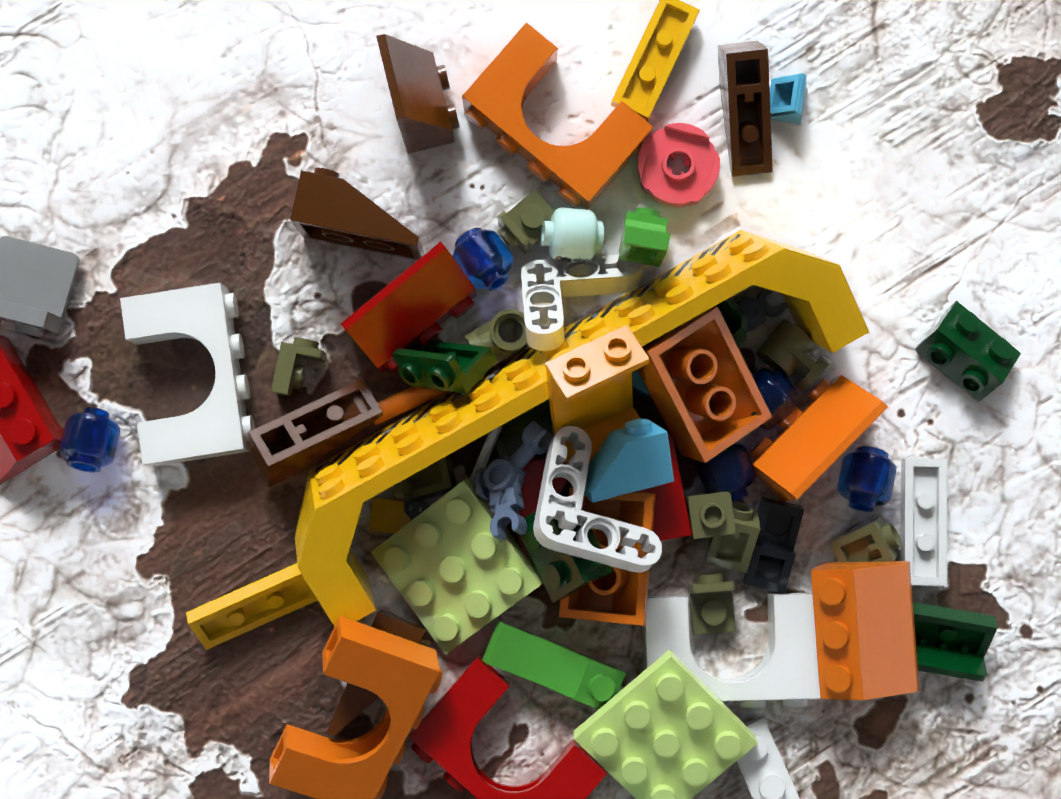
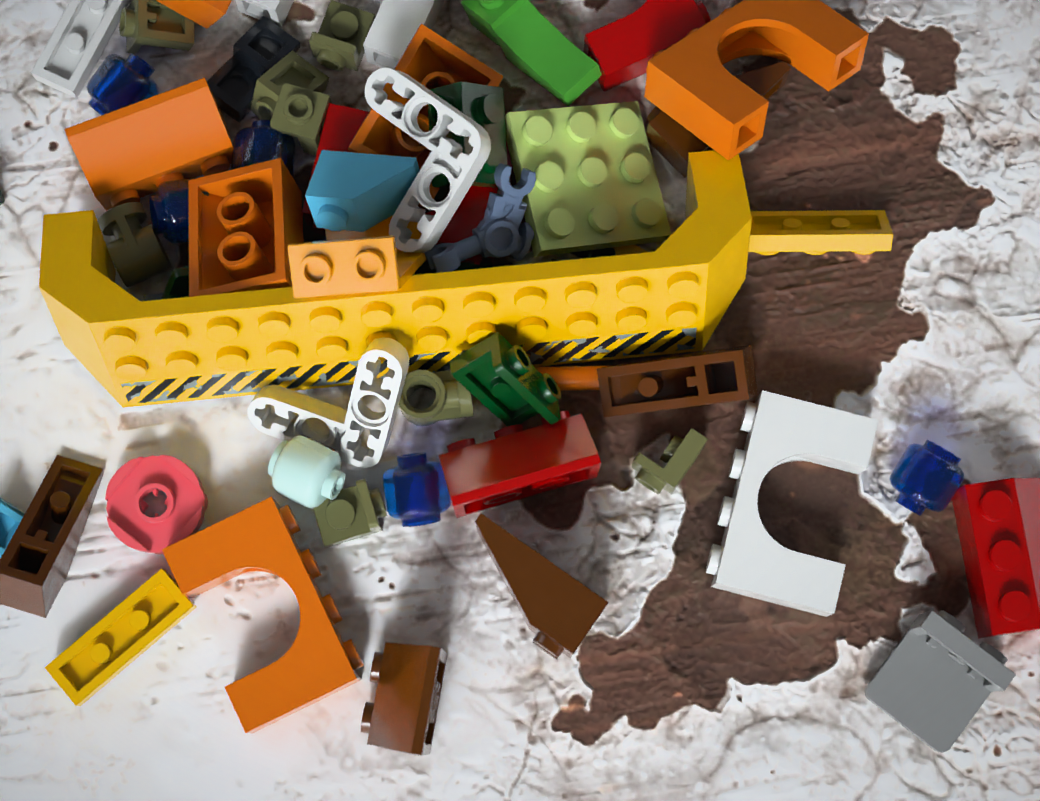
camera: 155 degrees left, 5 degrees down
(644, 237) = (230, 427): bright green slope -> none

